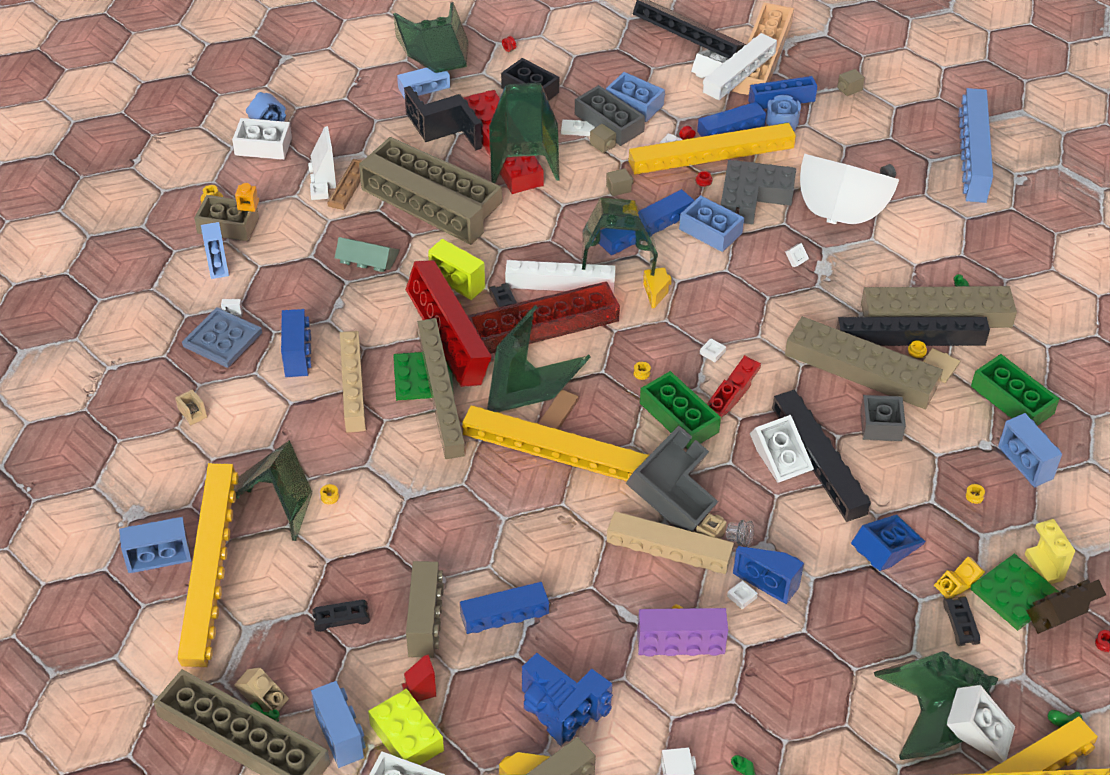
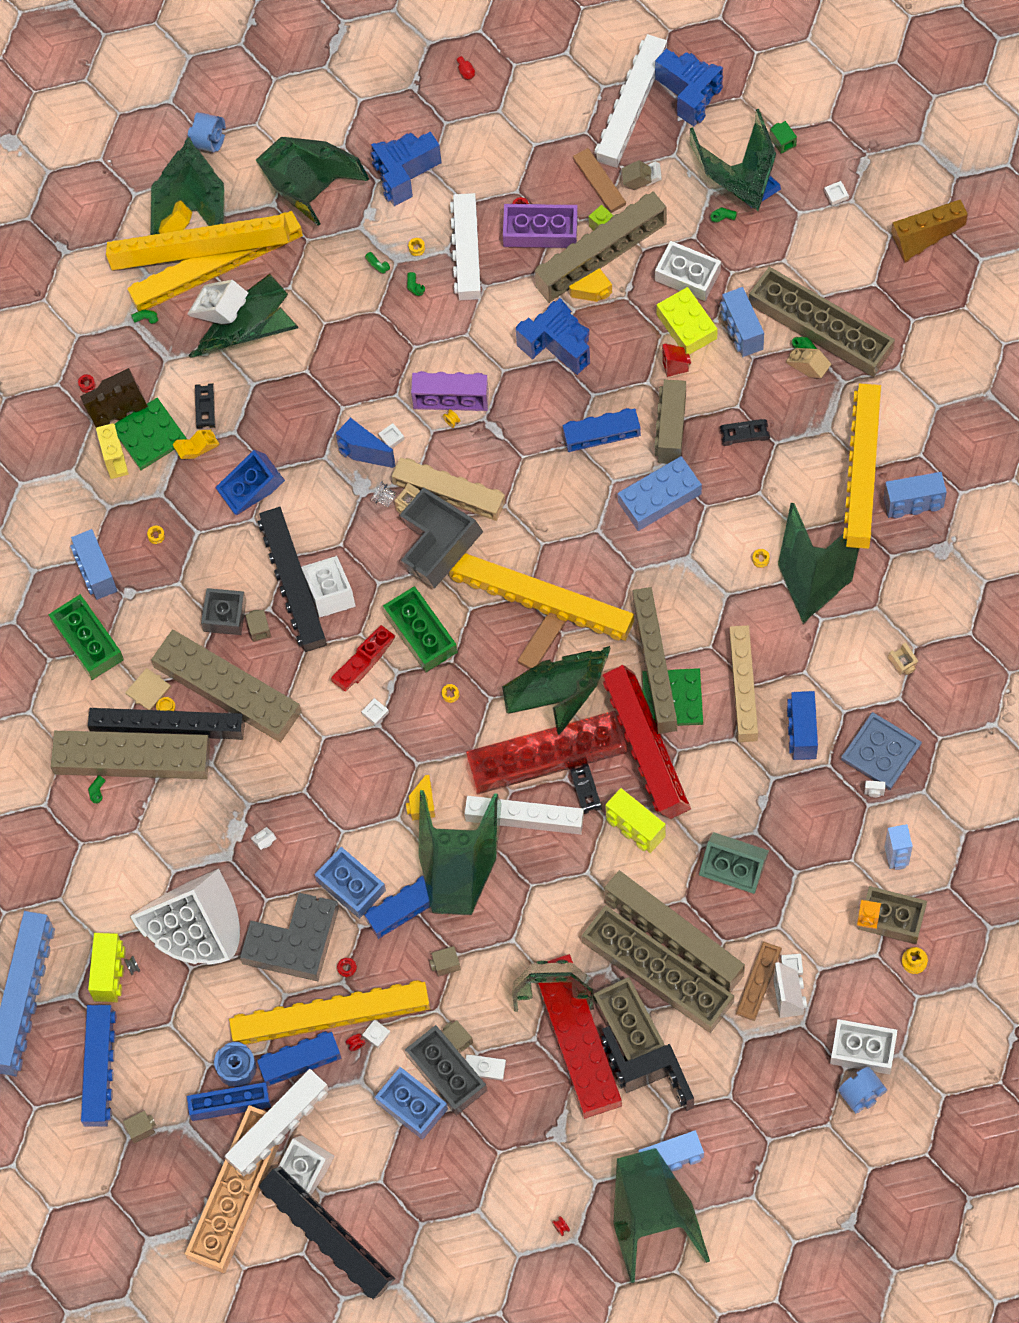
camera: 170 degrees left, 20 degrees up
(439, 540) = (659, 493): none -> medium blue brick
(459, 144) = (628, 1019): none -> dark tan brick
(527, 72) = (538, 1136): black brick -> none
(844, 413) = (258, 625): none -> dark tan brick
(896, 114) = (98, 1066): none -> blue brick
(909, 161) = (106, 967): none -> neon yellow brick

